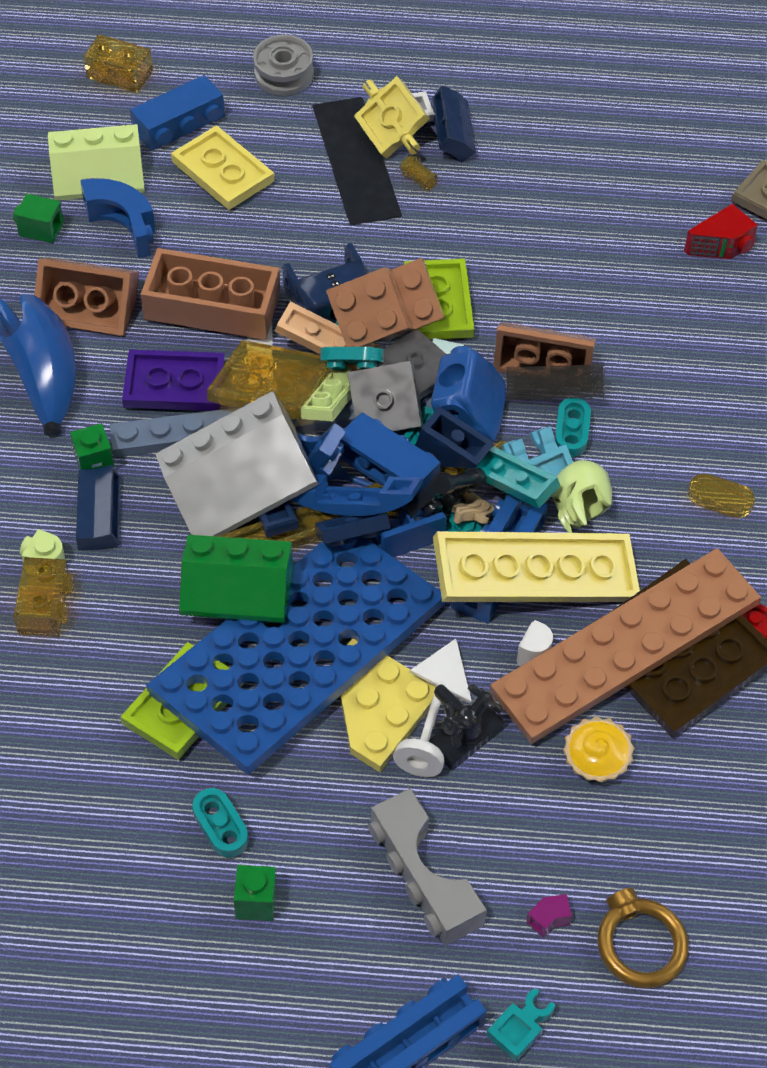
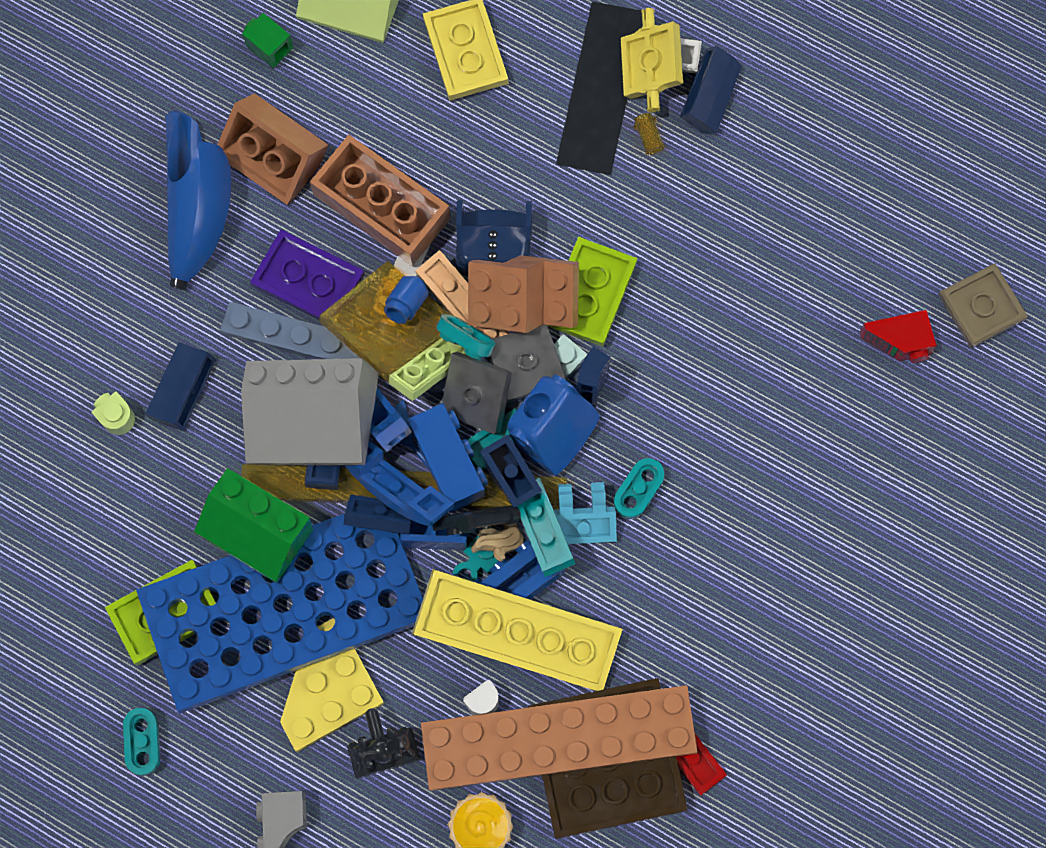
camera: 30 degrees right, 20 degrees up
(42, 597) = (94, 458): clear yellow brick -> none
(91, 447) = (199, 327): green brick -> none
(122, 204) = (344, 48): blue arch -> none
(255, 892) = (137, 821): green brick -> none
(280, 350) = (405, 299): none -> blue brick
(445, 668) = (394, 690): white piece -> none
(486, 334) = (593, 375): none -> dark blue piece
(540, 347) = (654, 397): nougat slope -> none
(555, 381) = (645, 437): clear smoke plate -> none
(582, 493) = (602, 565): yellowish green helmet -> none
(721, 495) = (736, 620): clear yellow tile -> none

